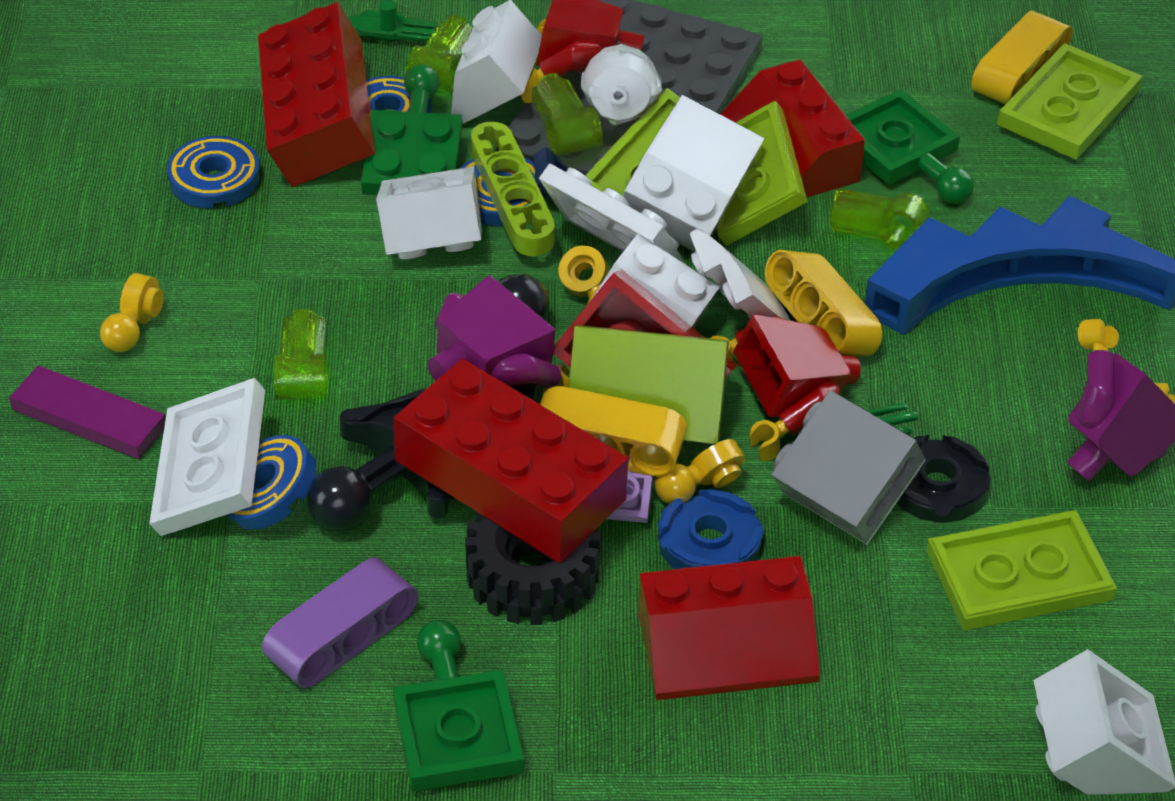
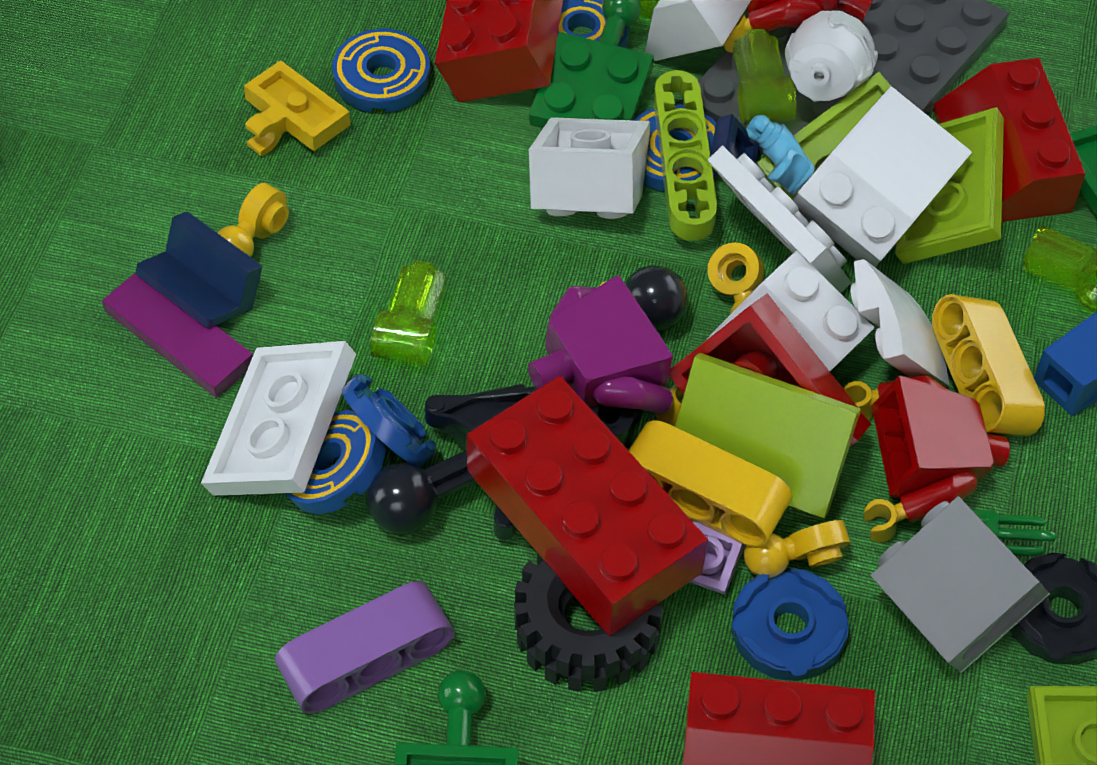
camera: 15 degrees right, 10 degrees up
(99, 355) = (202, 272): none -> dark blue panel
(140, 210) = (291, 105): none -> yellow plate
(311, 434) = (389, 420): none -> blue tile
(600, 164) = (779, 144): none -> medium azure piece

